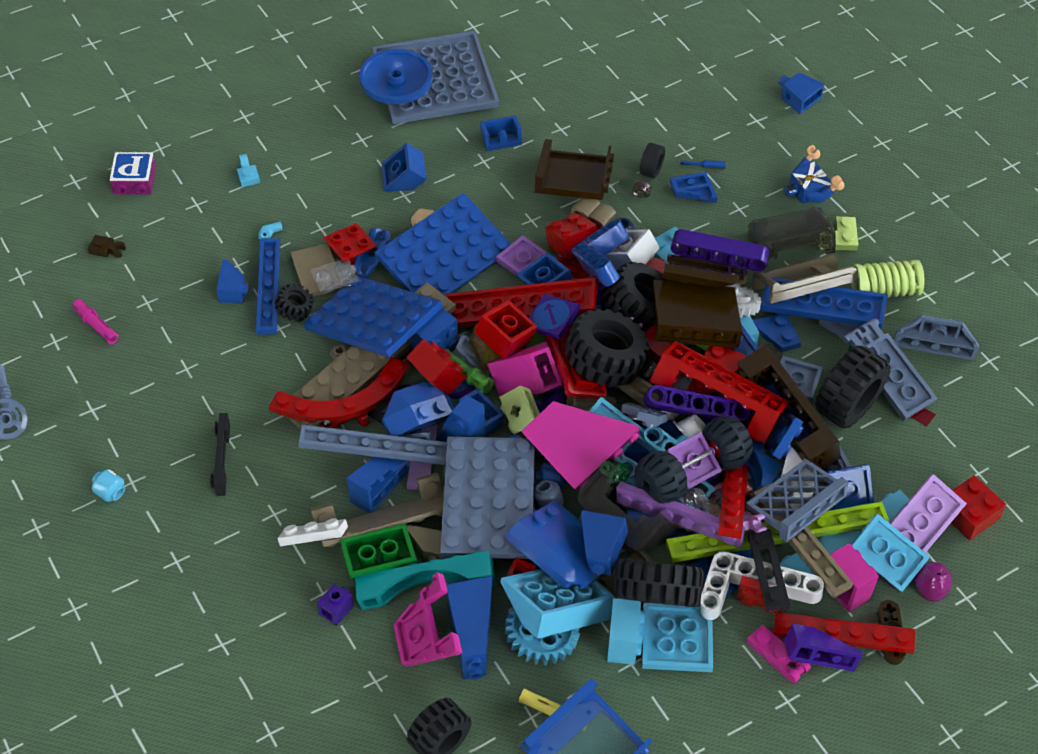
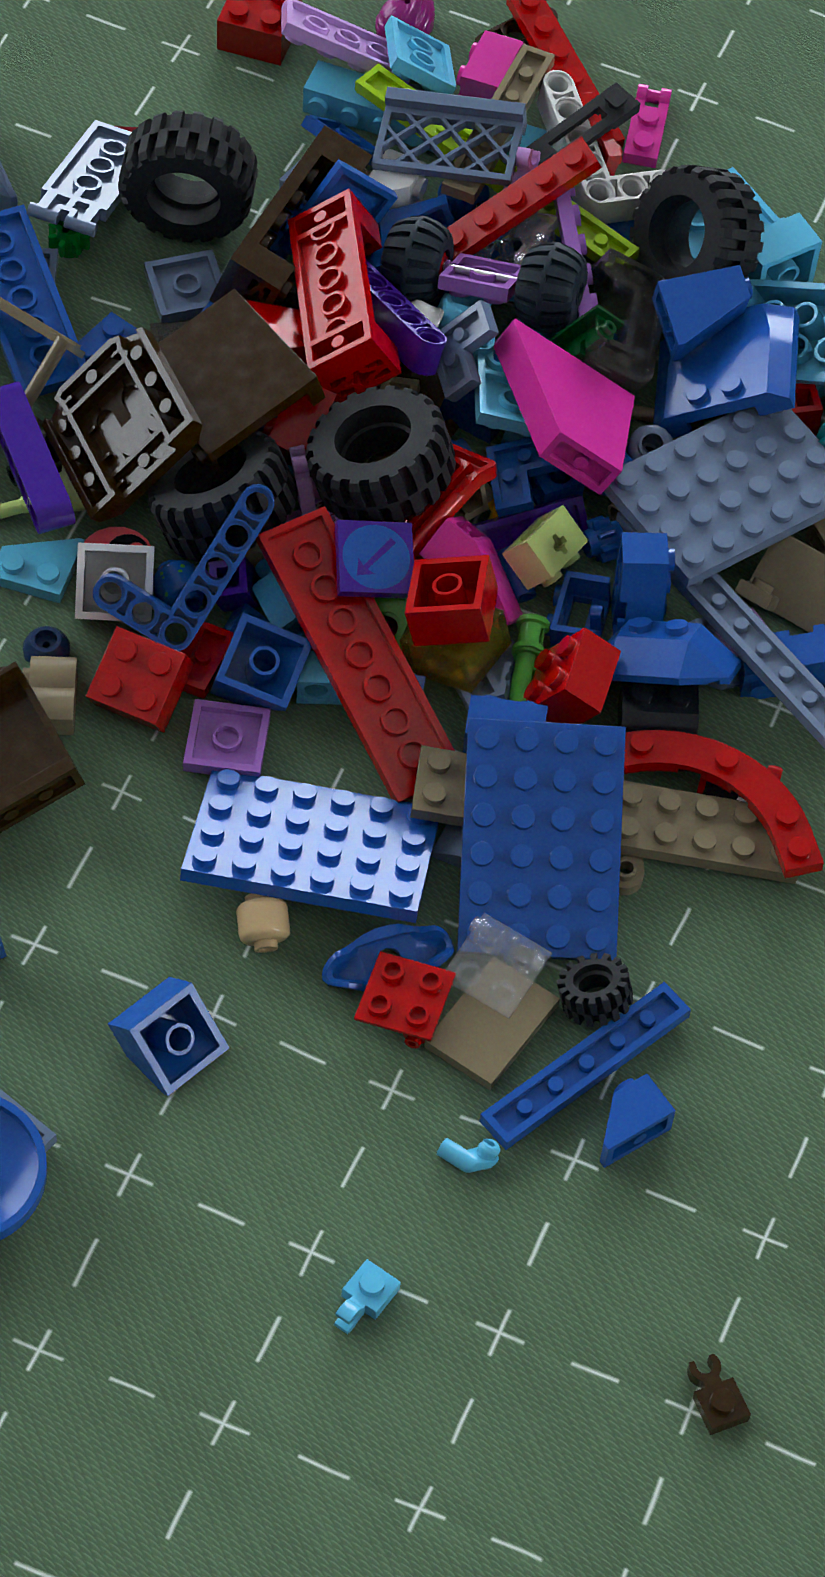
camera: 130 degrees left, 5 degrees up
(133, 173) = (531, 1478): piece -> none
(818, 648) = (615, 66): dark purple slope -> none

